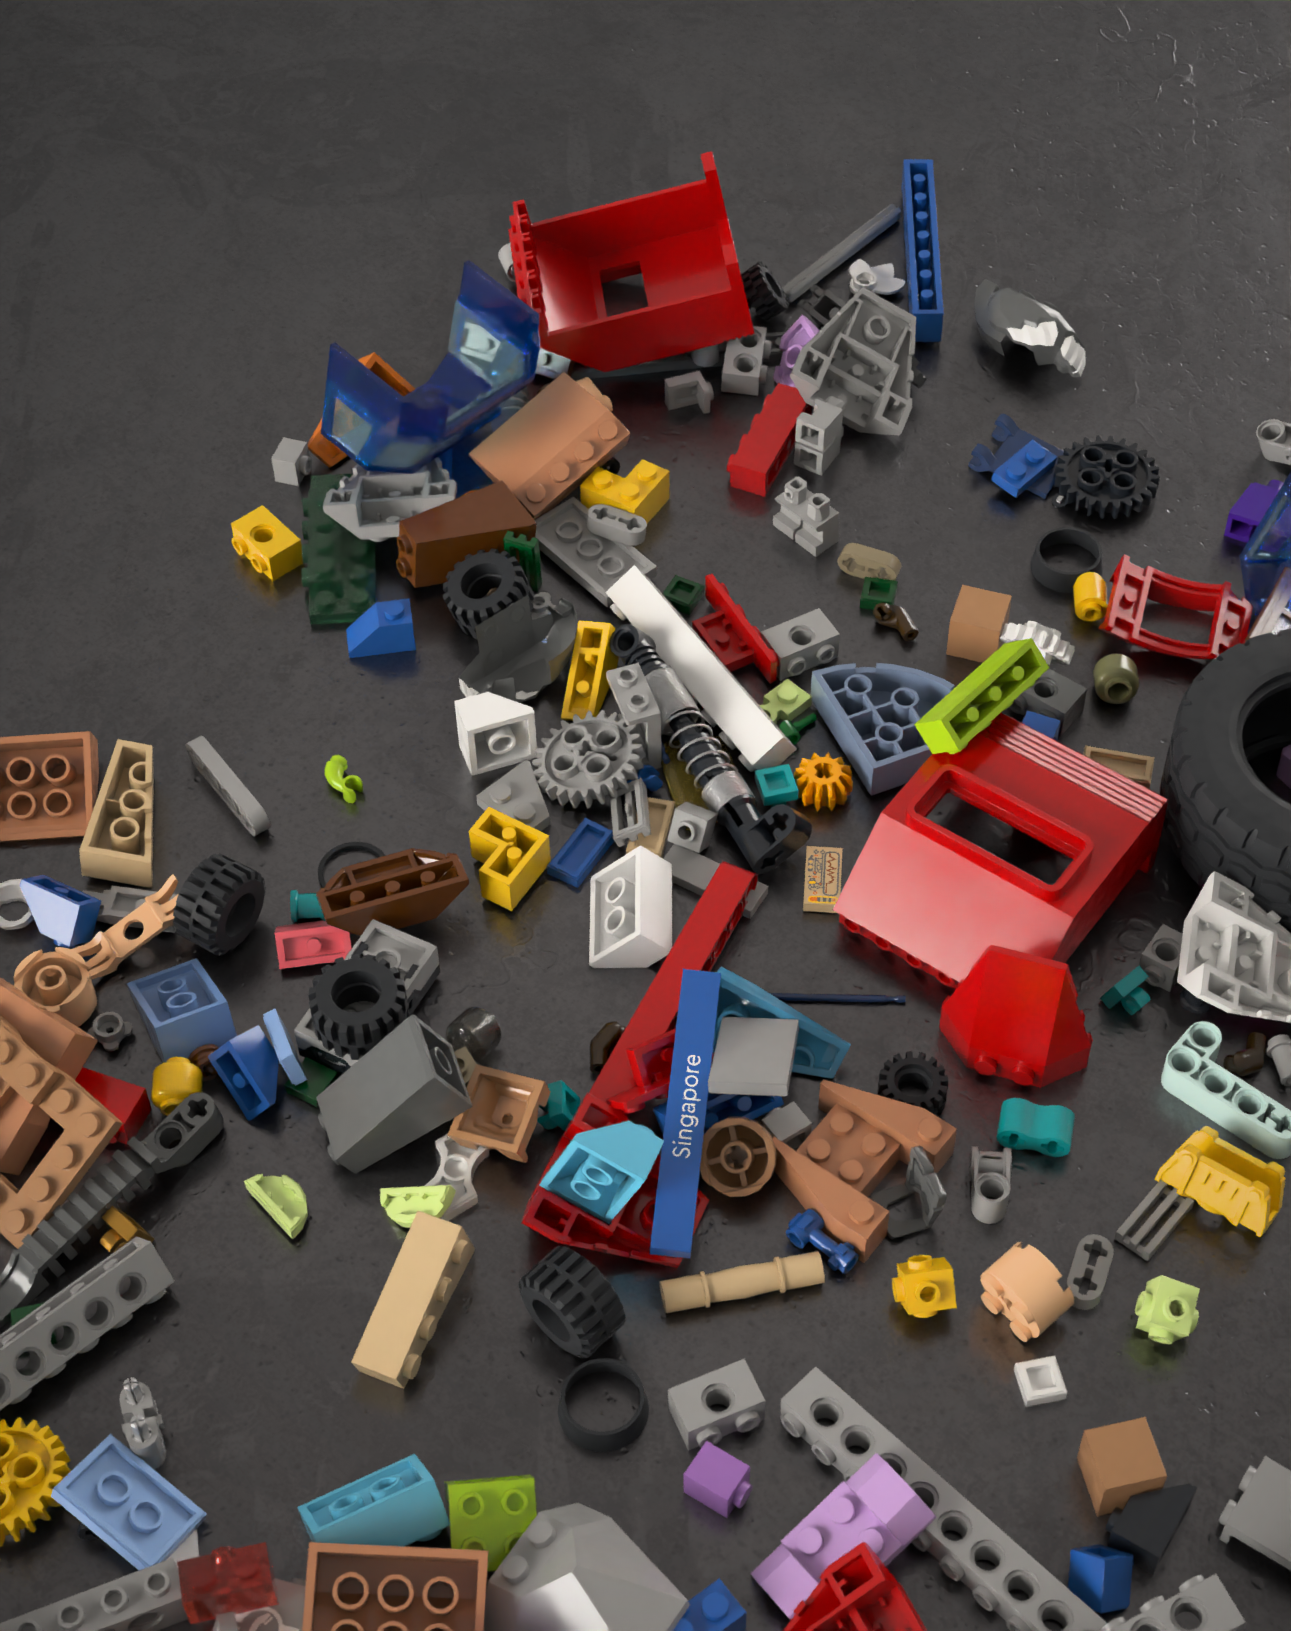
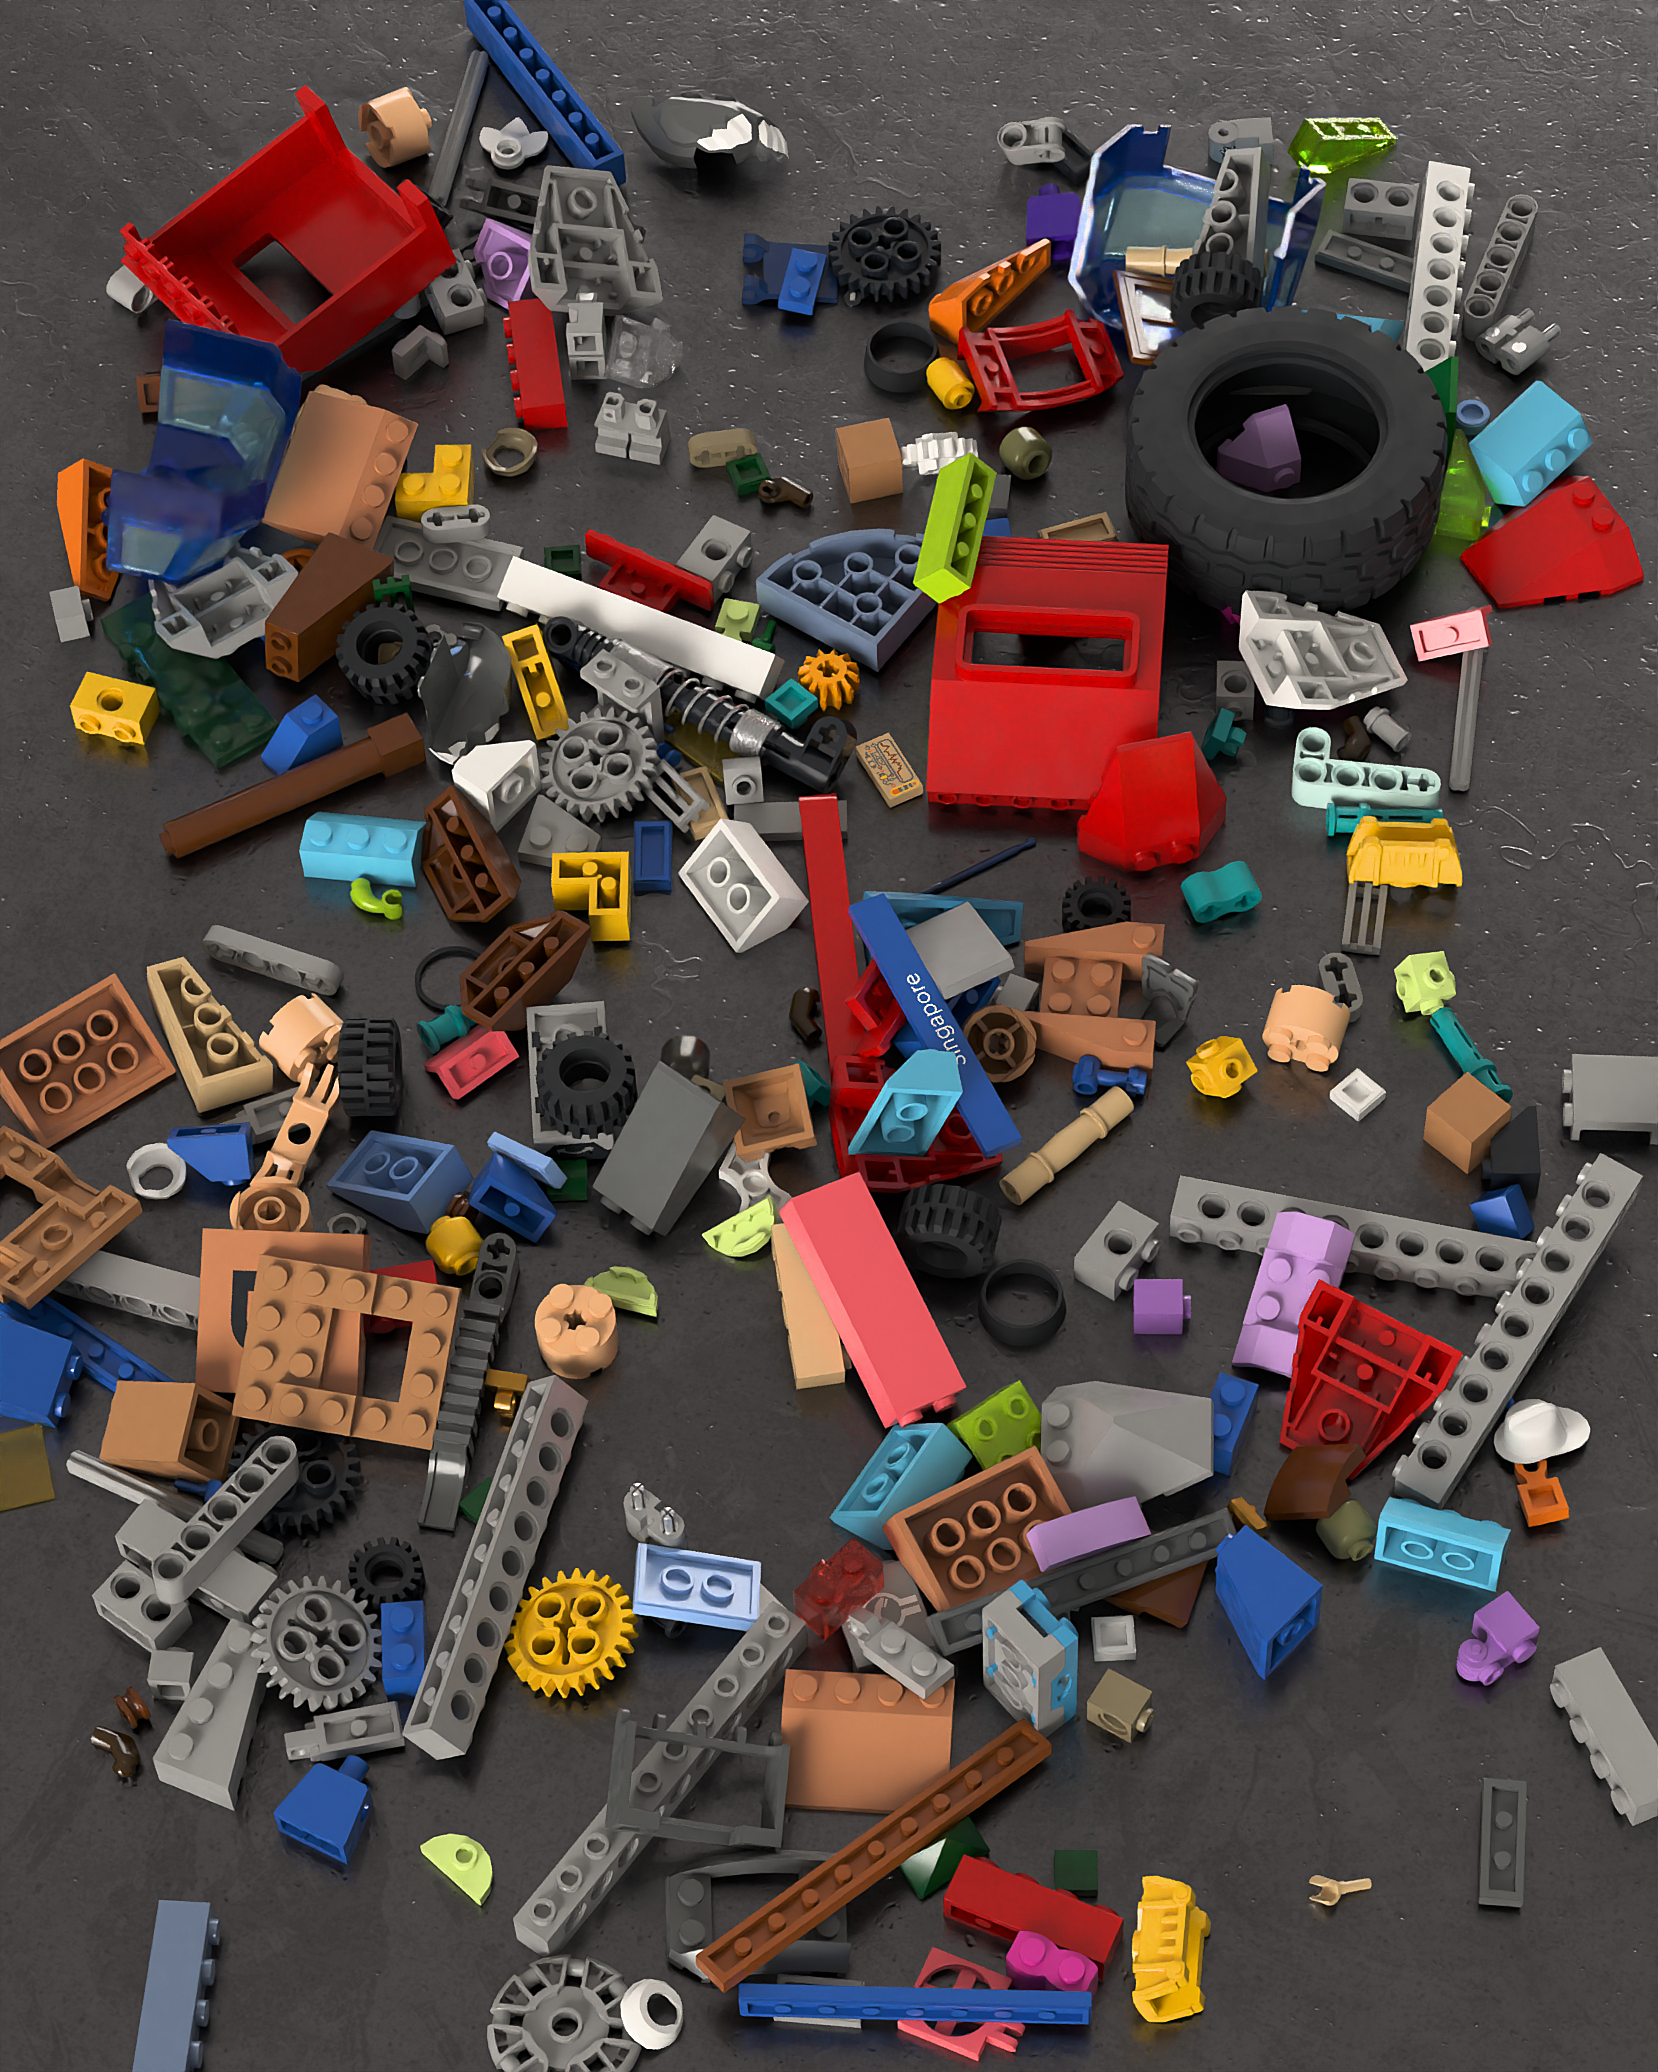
camera: 30 degrees left, 5 degrees up
(189, 844) = (301, 1034): none -> light nougat brick
(213, 1214) = (576, 1330): none -> light nougat brick
(362, 733) = (362, 847): none -> medium azure slope
(430, 780) = (466, 860): none -> reddish brown wedge
(436, 667) = (387, 749): none -> reddish brown brick
(456, 1330) = (873, 1301): none -> coral brick
(710, 484) = (511, 439): none -> dark tan piece
(789, 229) = (395, 128): none -> light nougat brick
(858, 467) = (641, 353): none -> clear slope
(990, 1178) = (1214, 957): light grey piece -> none
(1167, 1422) = (1466, 1053): none -> teal pin
(1174, 541) = (986, 293): none -> orange wedge
(1191, 1119) = (1344, 819): none -> teal pin

